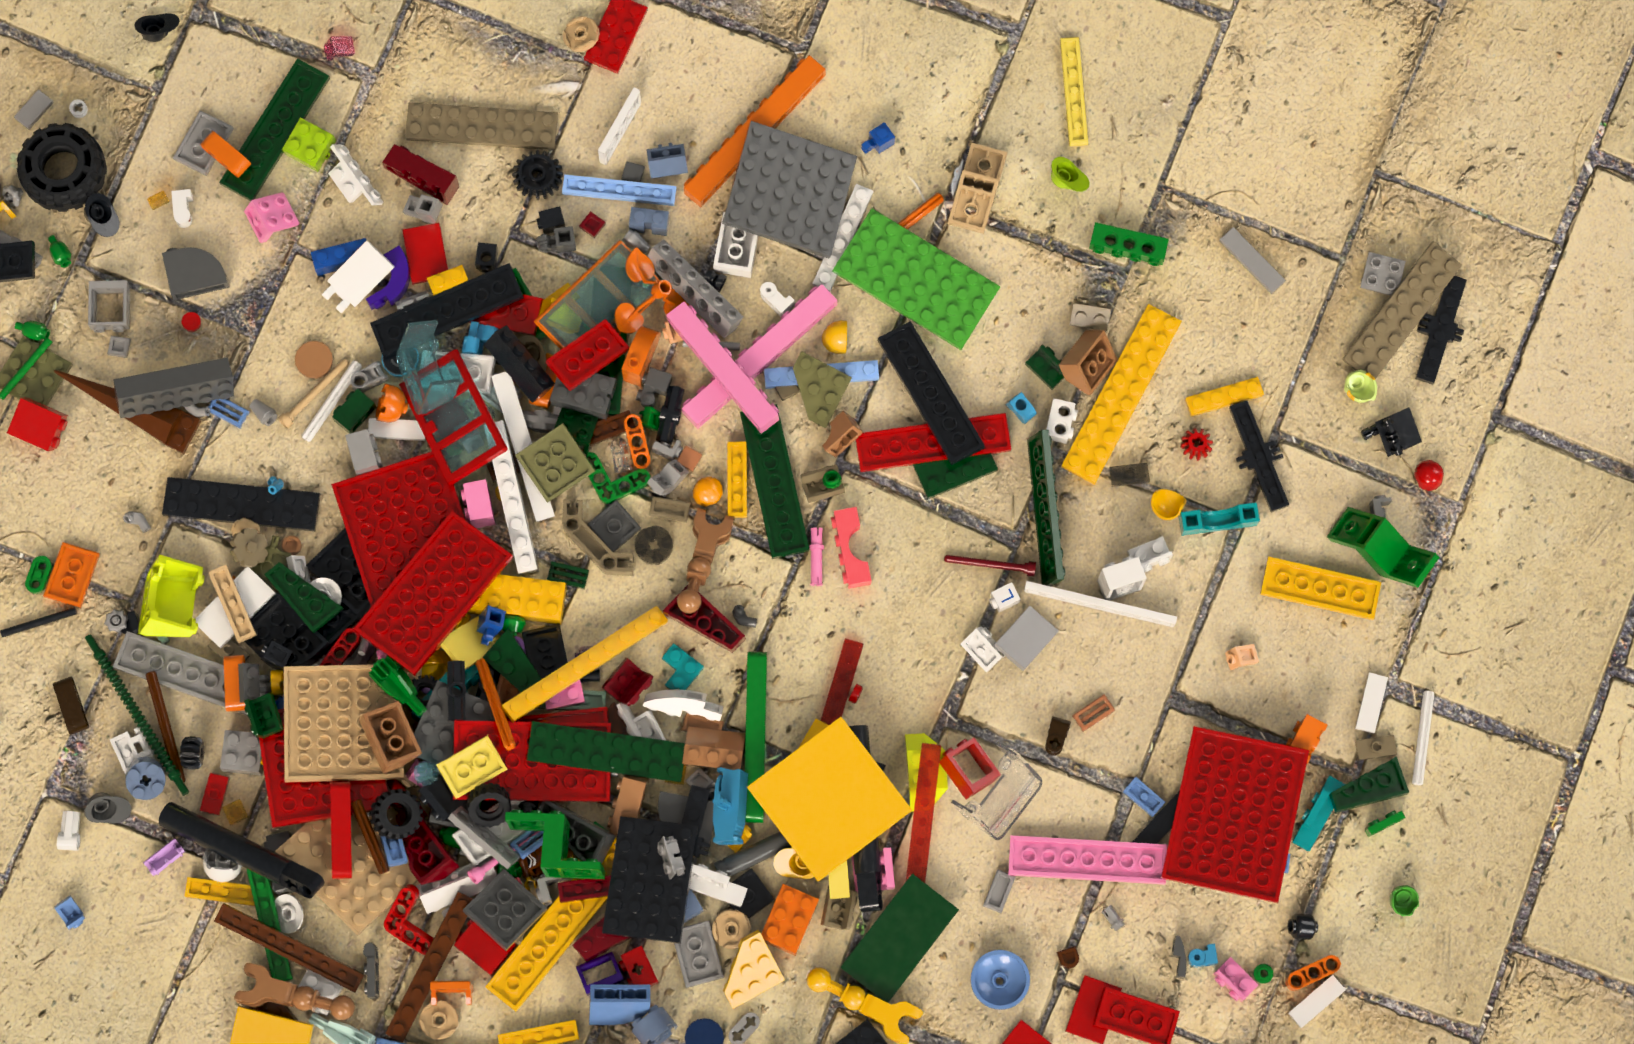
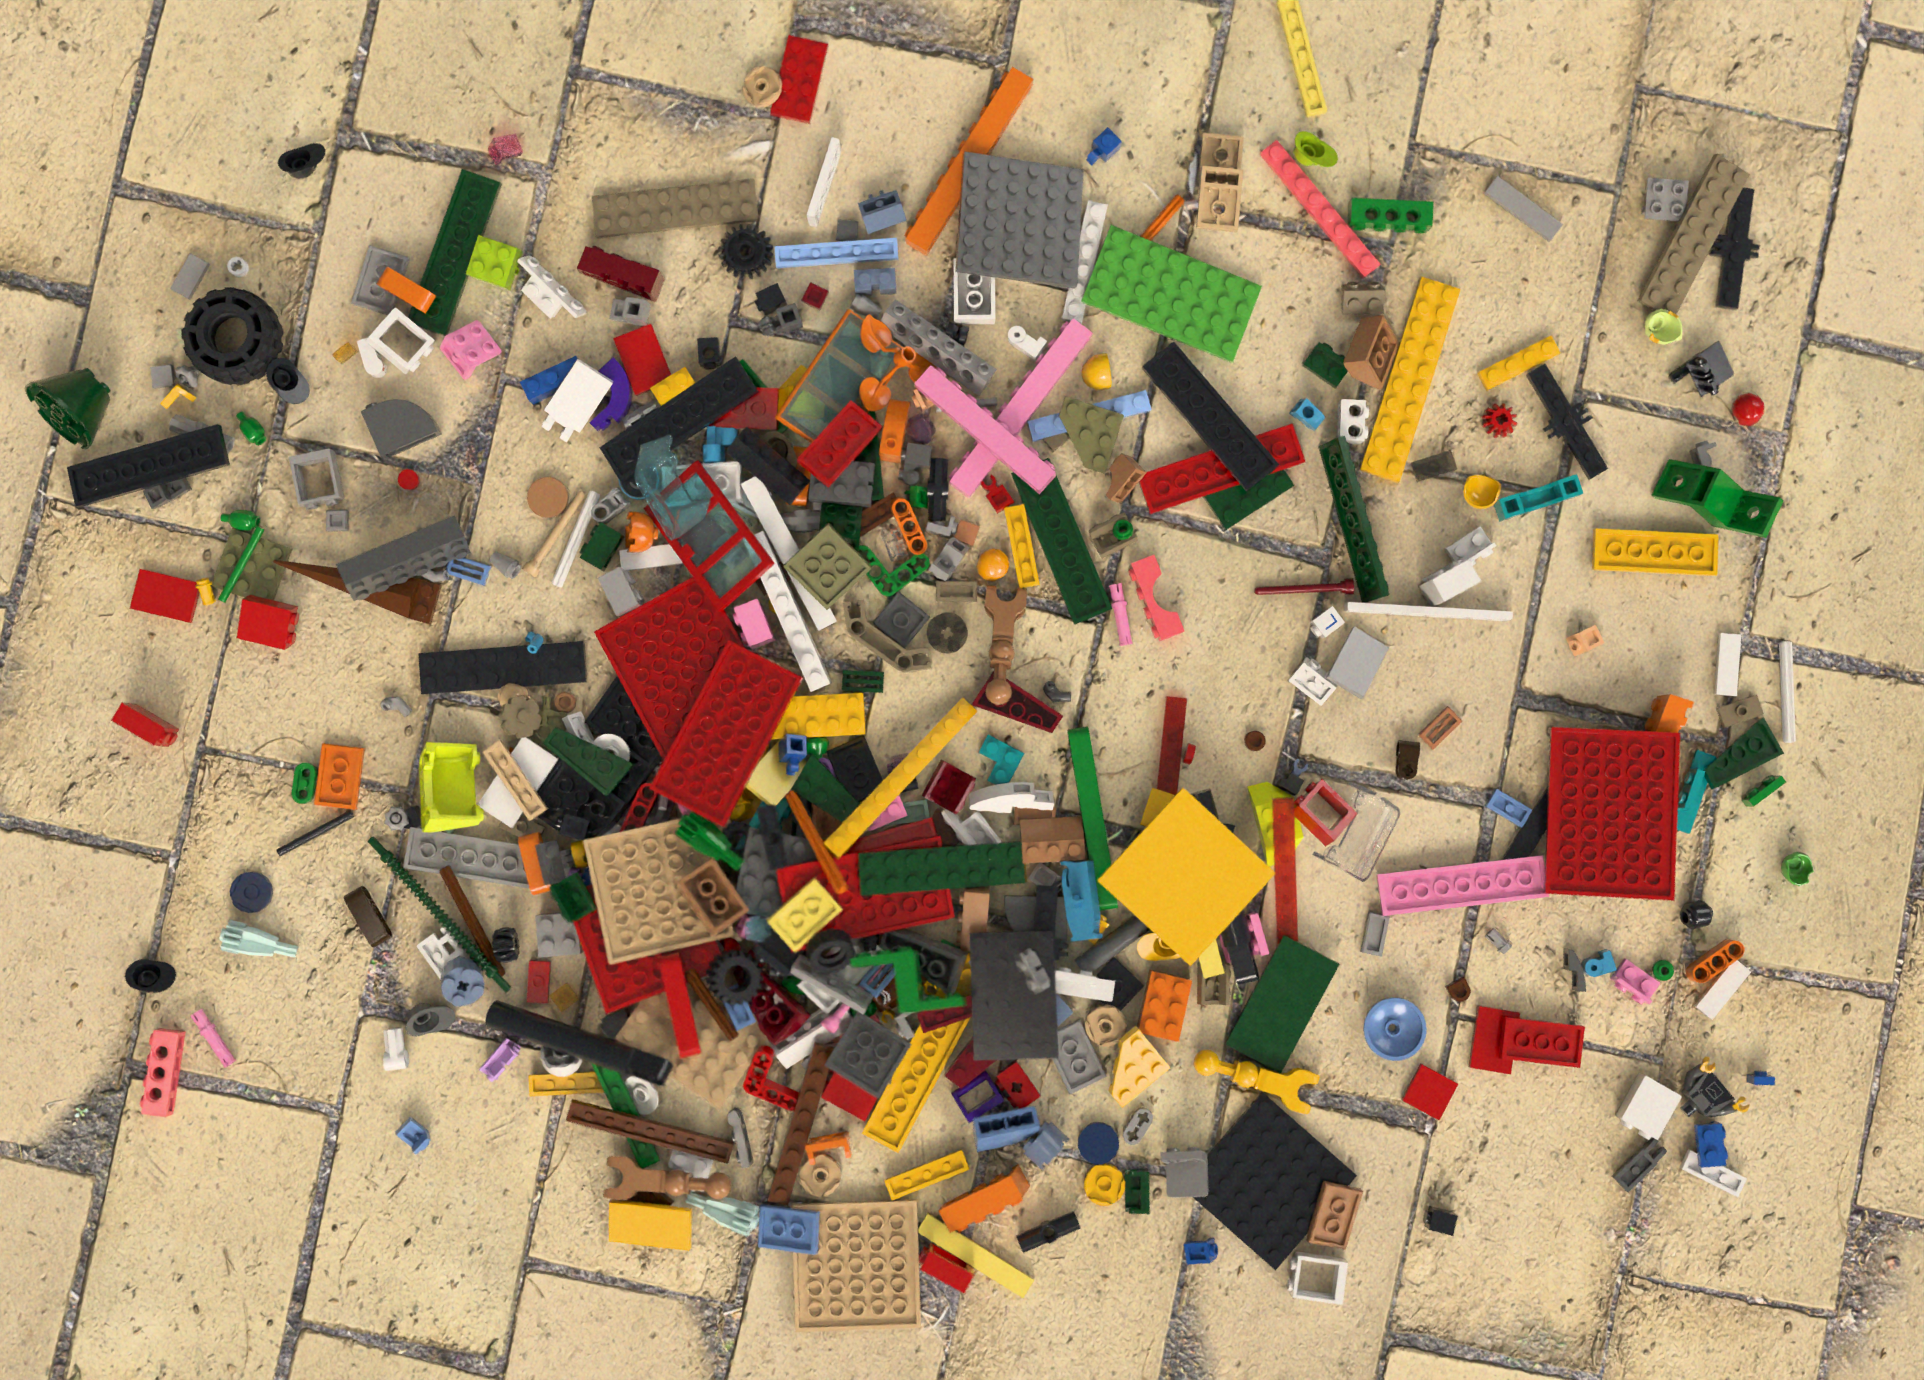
camera: 15 degrees left, 10 degrees up
(199, 208) = (386, 324): none -> white window
(665, 358) = (921, 428): none -> head
(723, 430) = (998, 496): none -> red plate
(919, 694) = (1254, 741): none -> reddish brown tile
(947, 736) = (1292, 782): none -> pearl dark grey piece
(1066, 228) = (1320, 209): none -> coral plate

